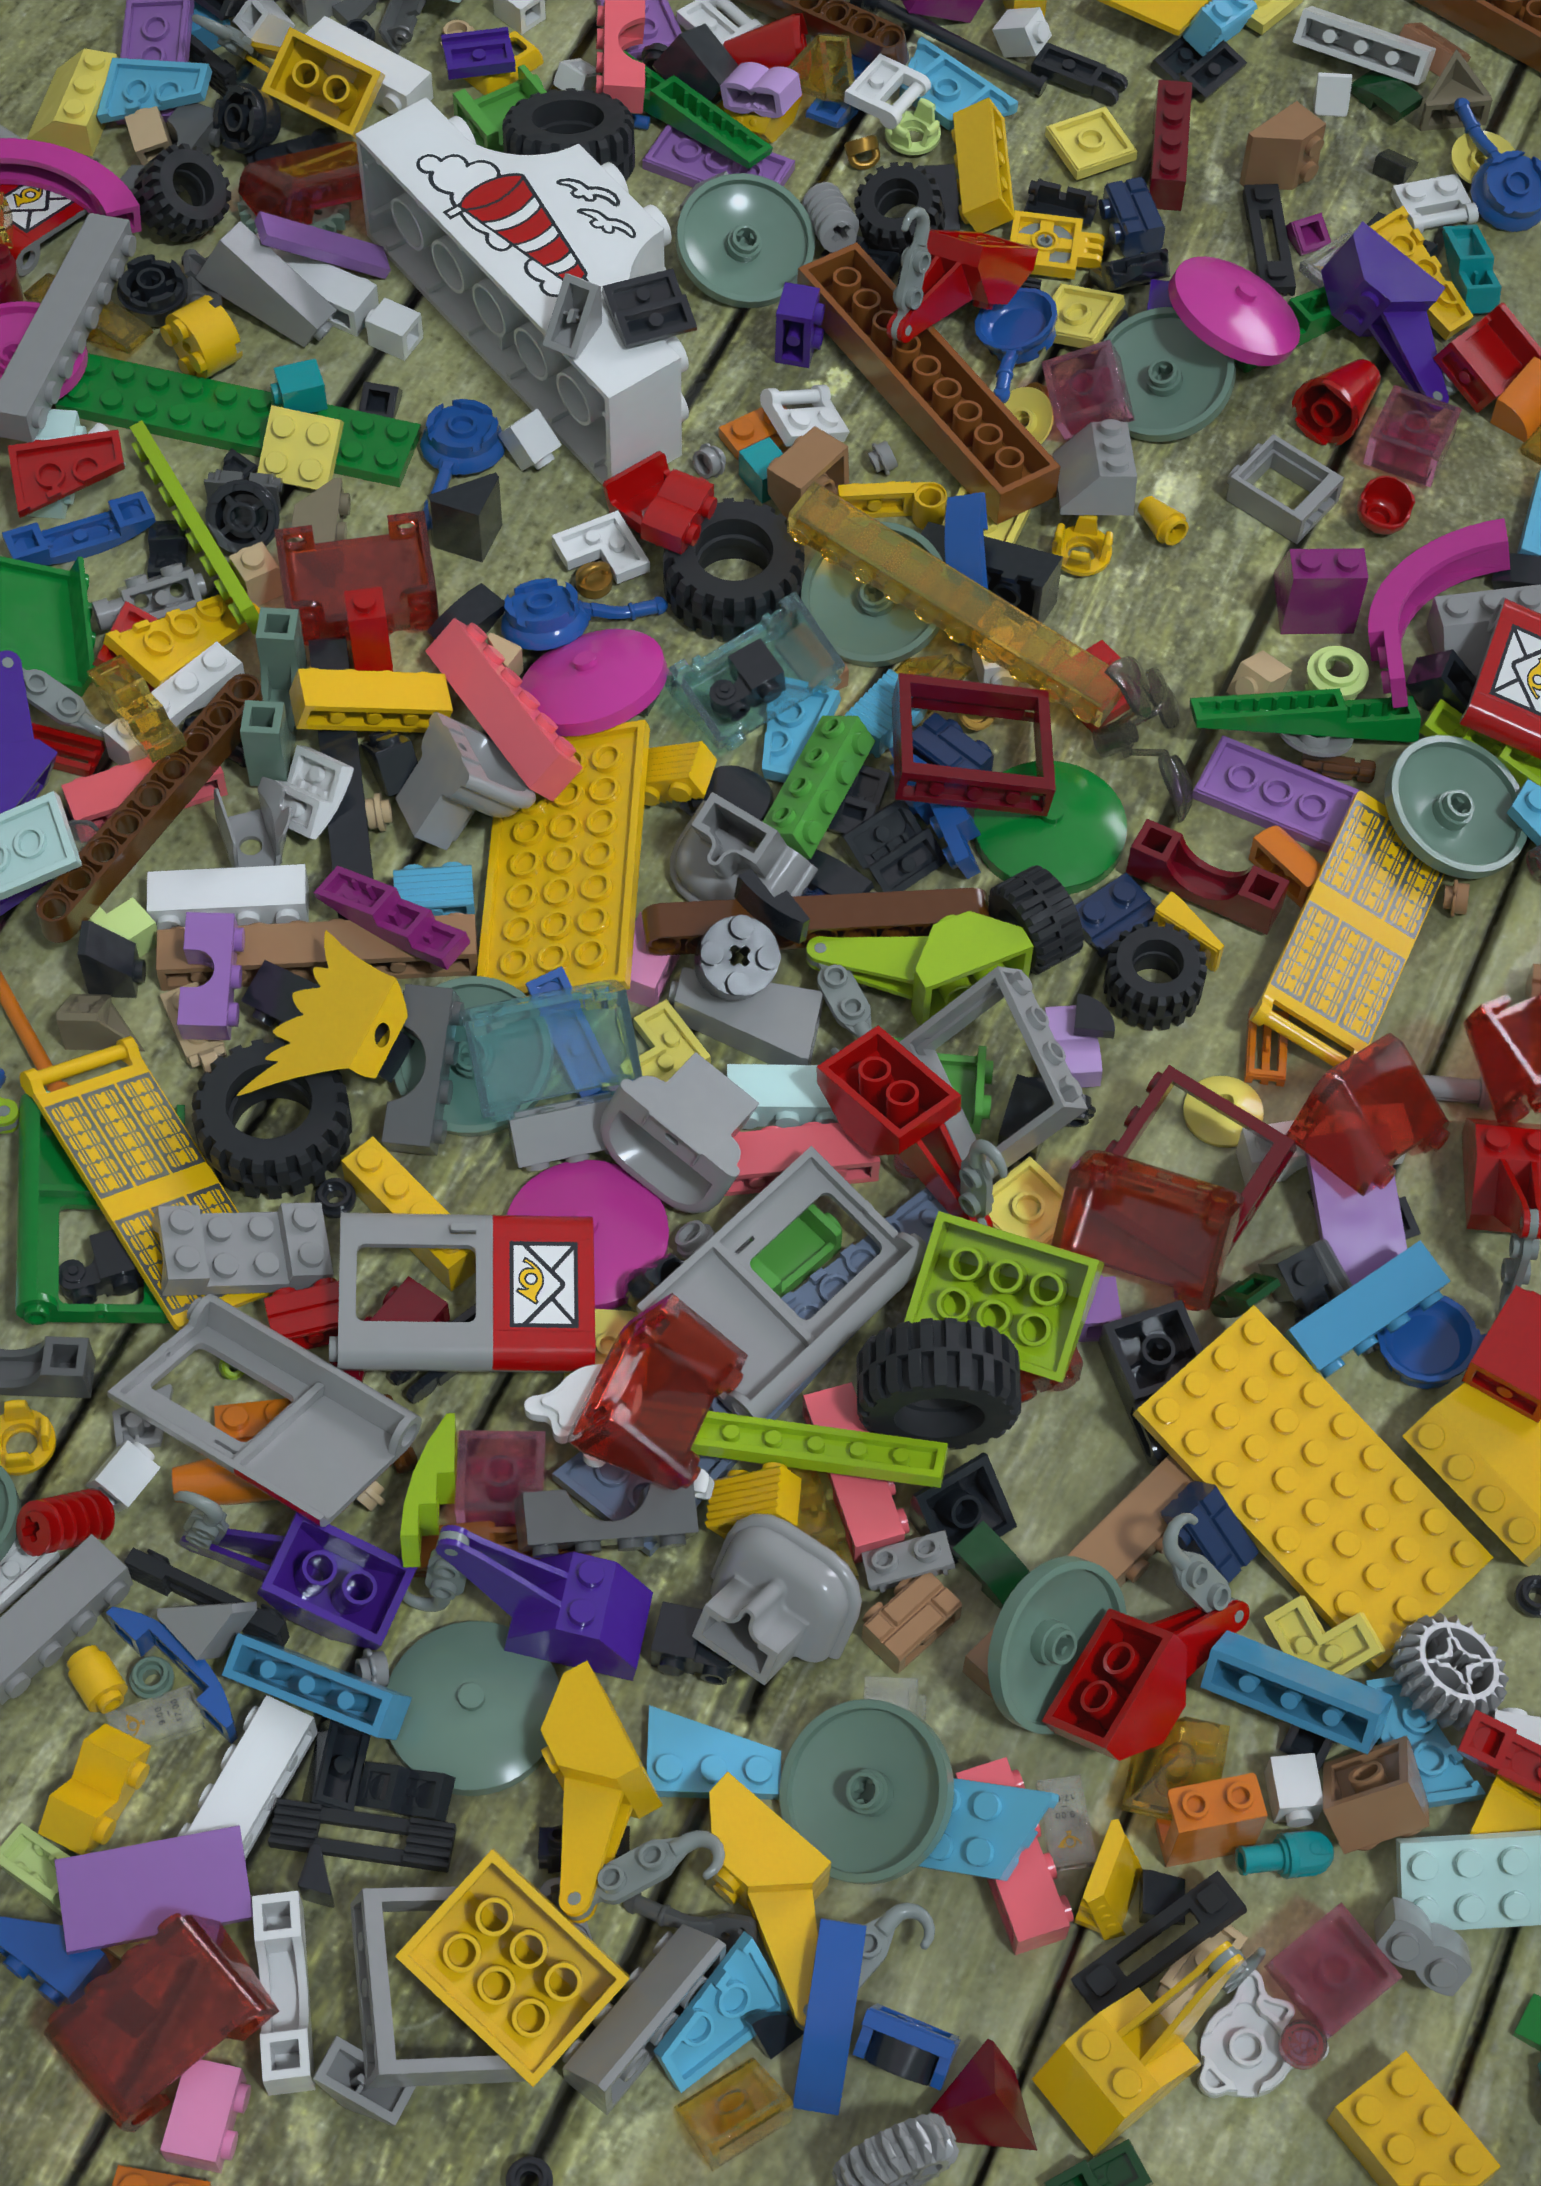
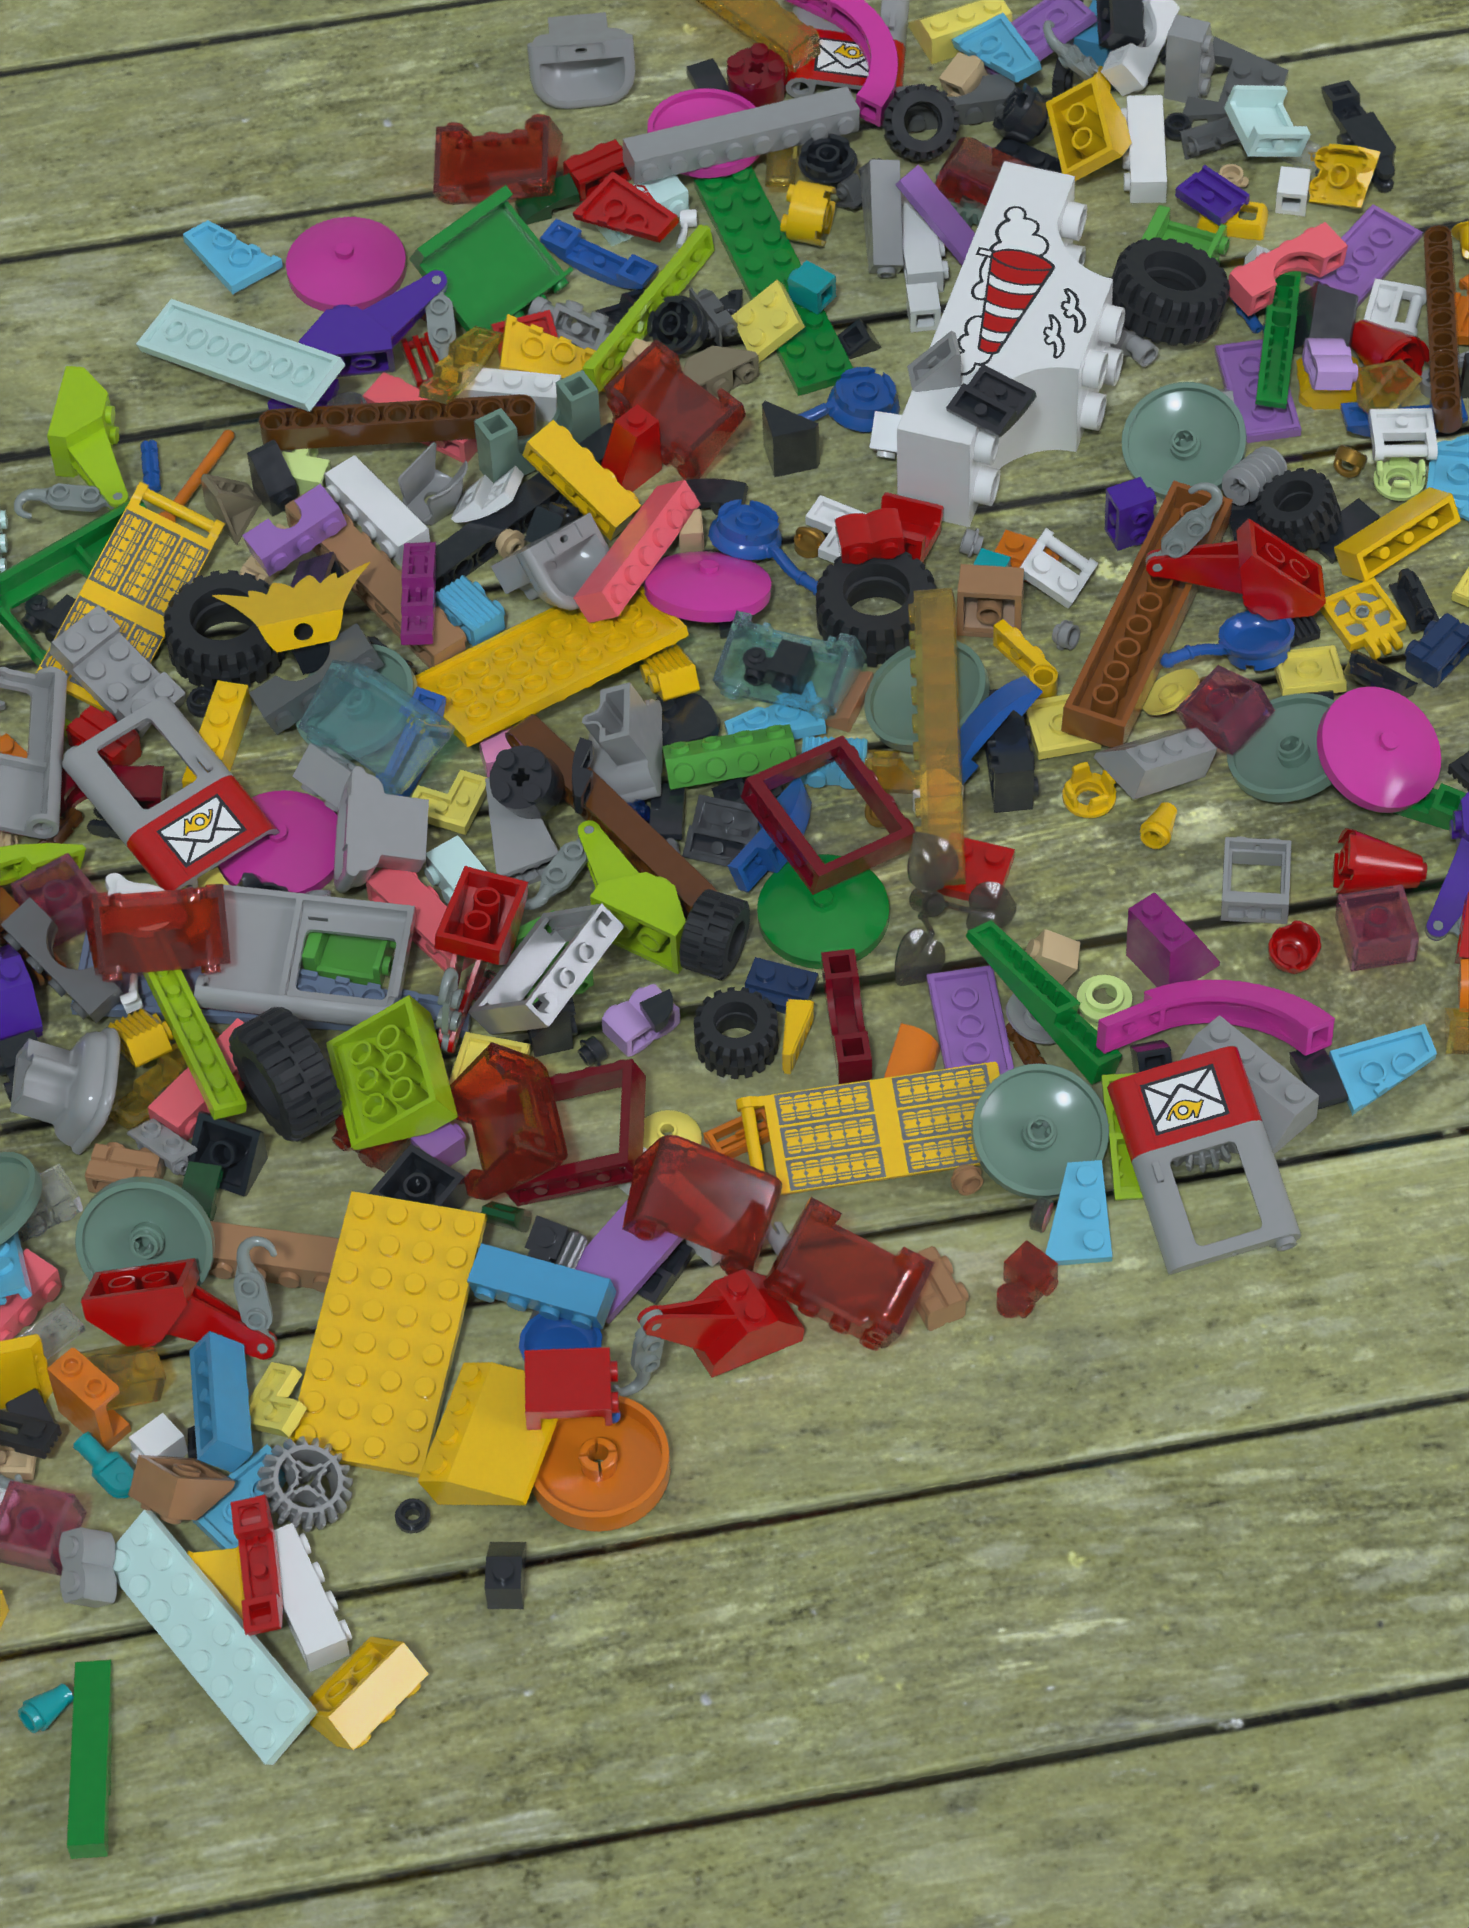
camera: 60 degrees right, 5 degrees down
(945, 744) = (829, 817): dark blue brick -> none
(1218, 1530) = (302, 1292): dark blue brick -> none

